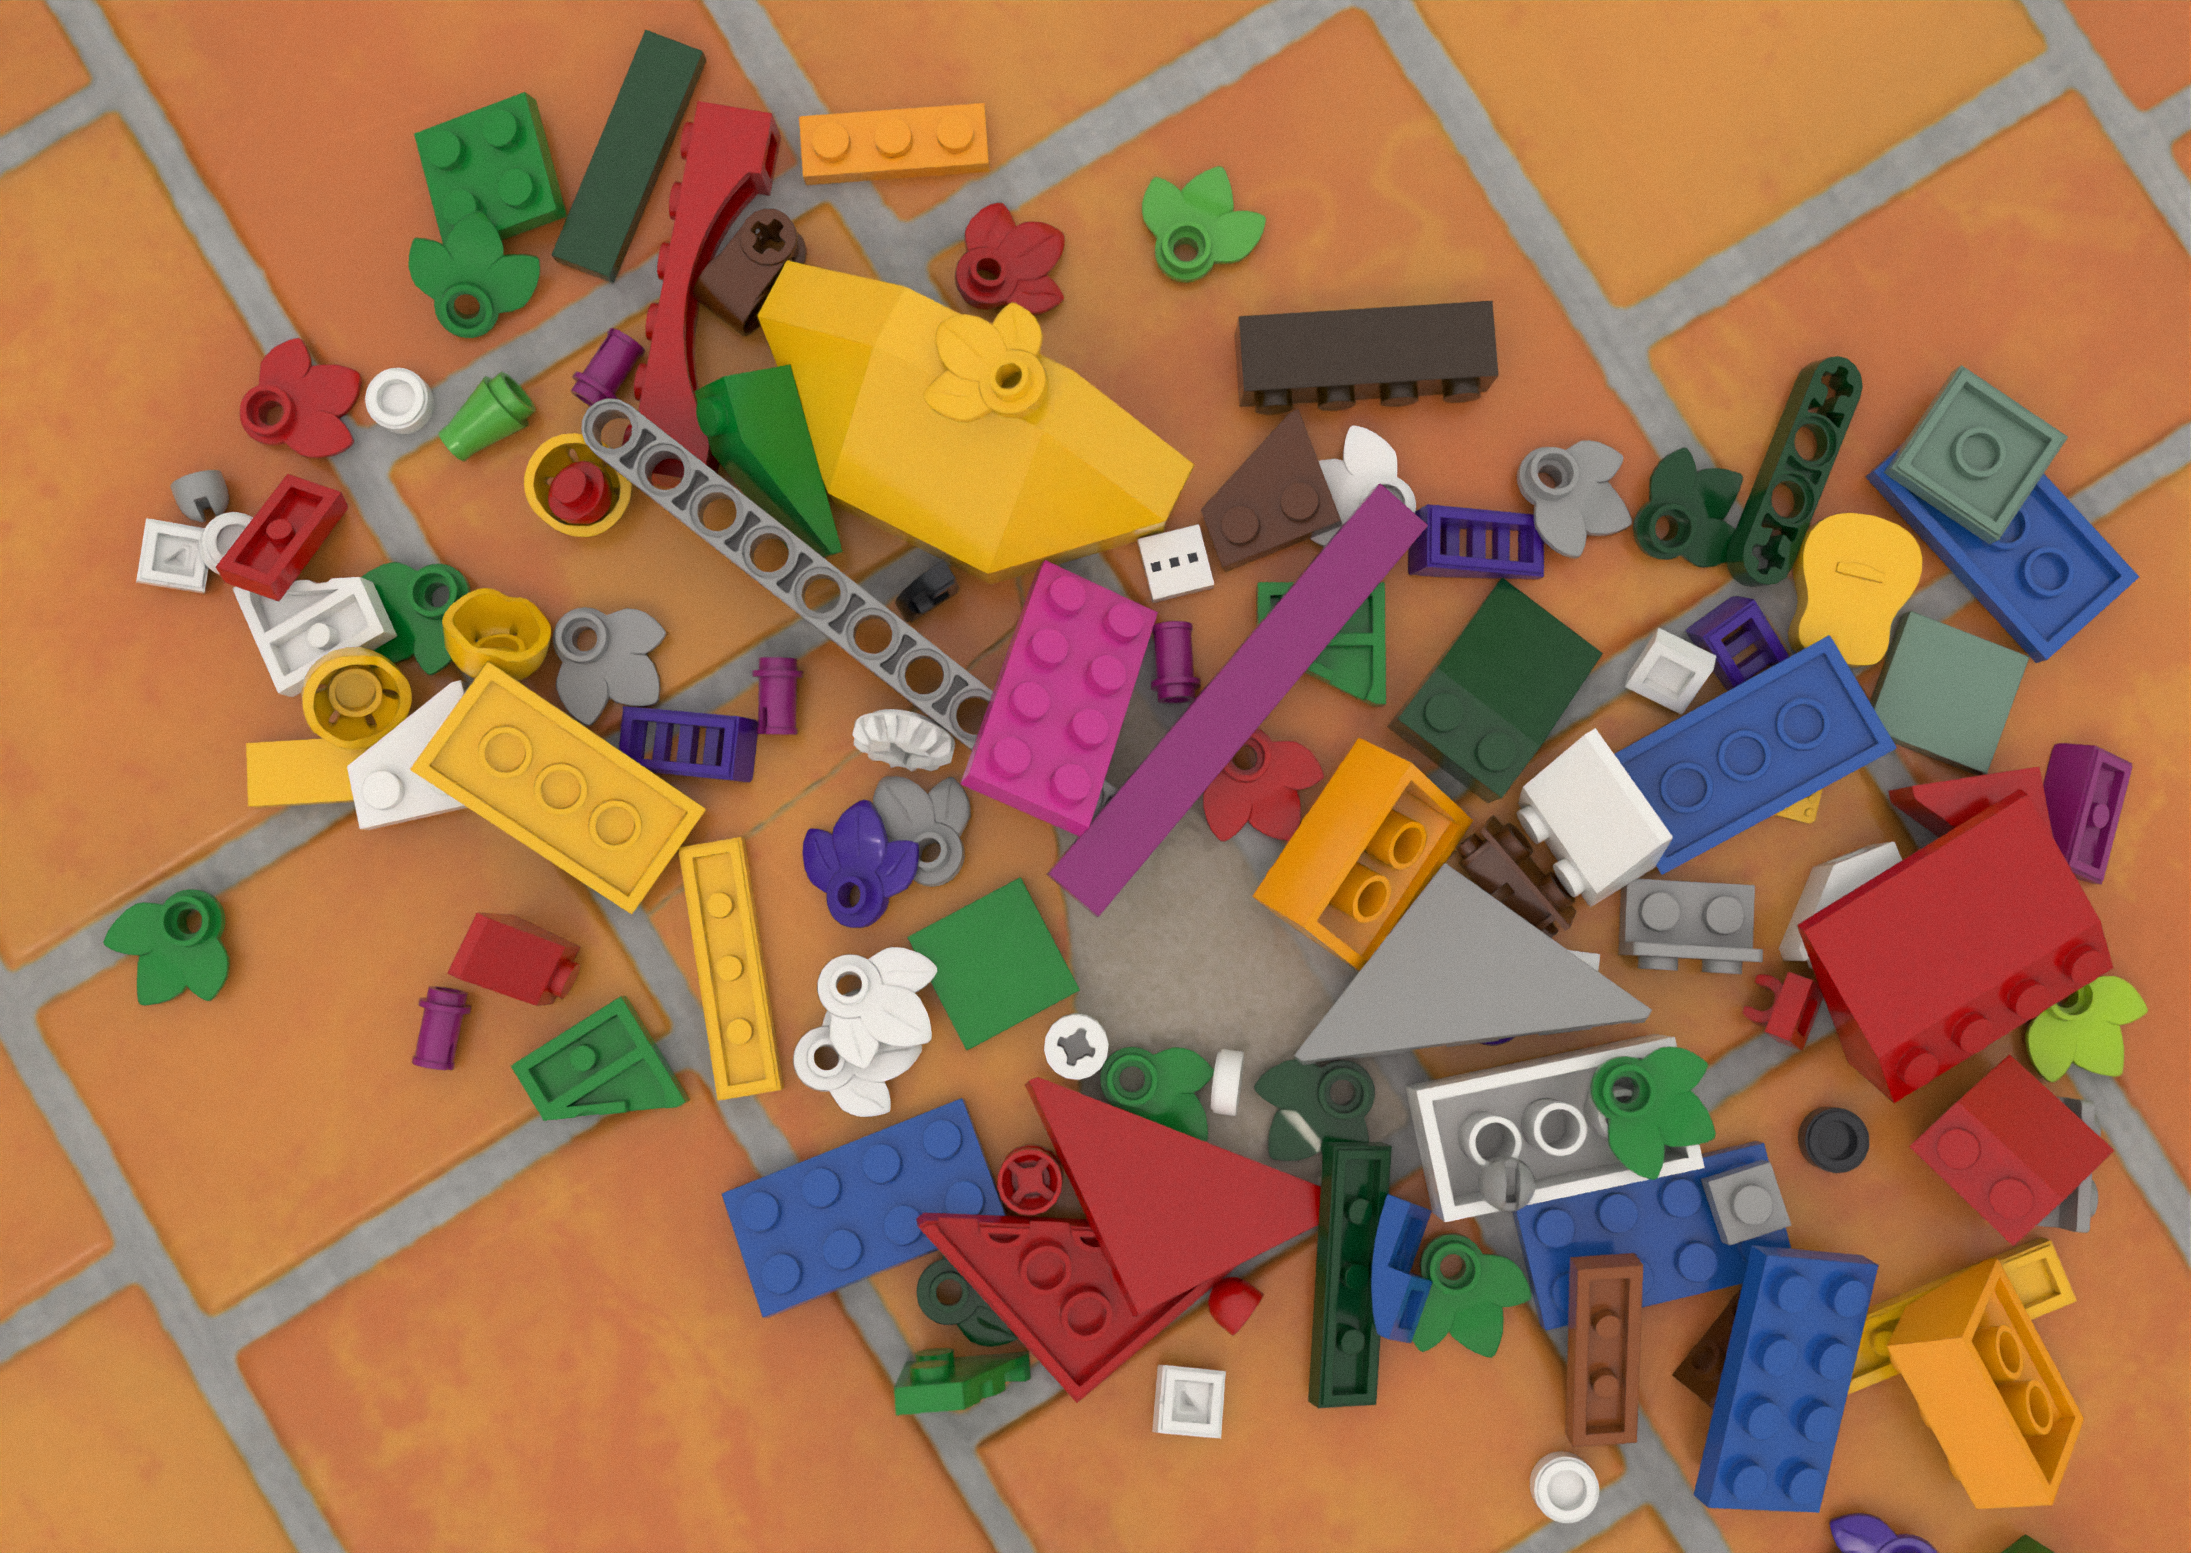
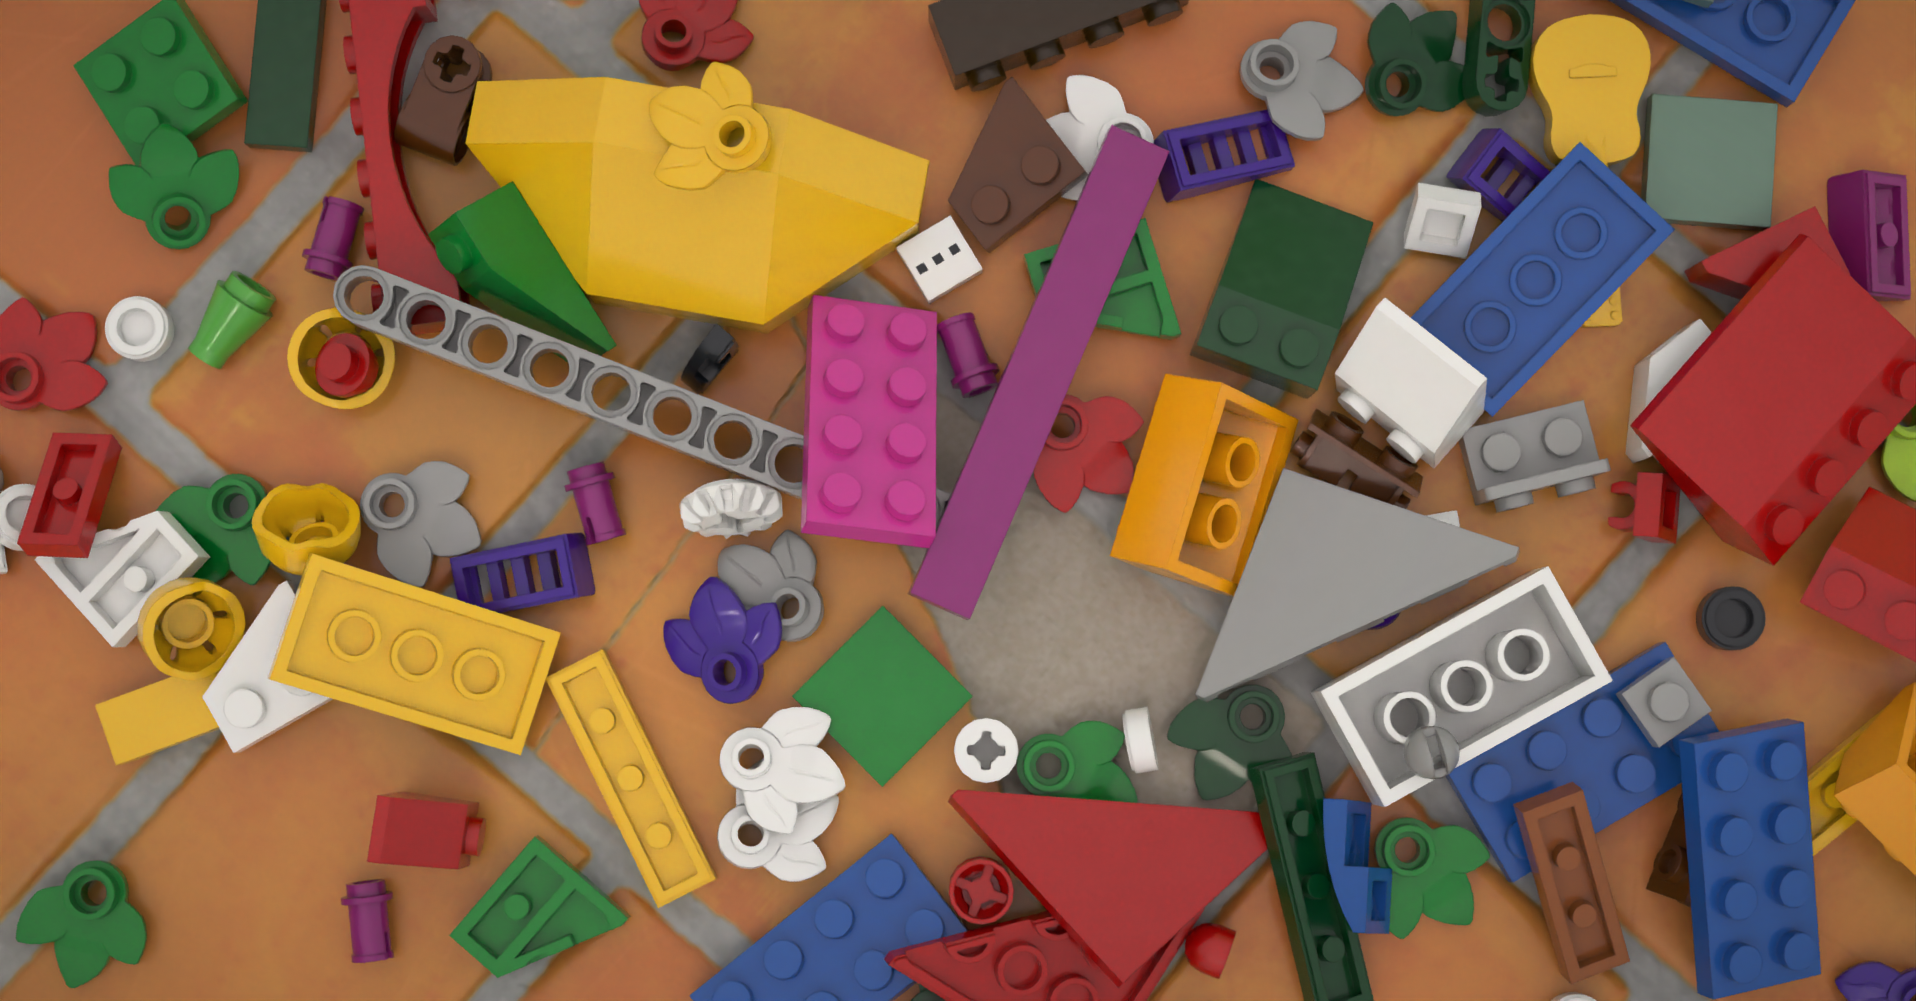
camera: 20 degrees left, 0 degrees up
(1657, 1112) = (1553, 638): green plate -> none

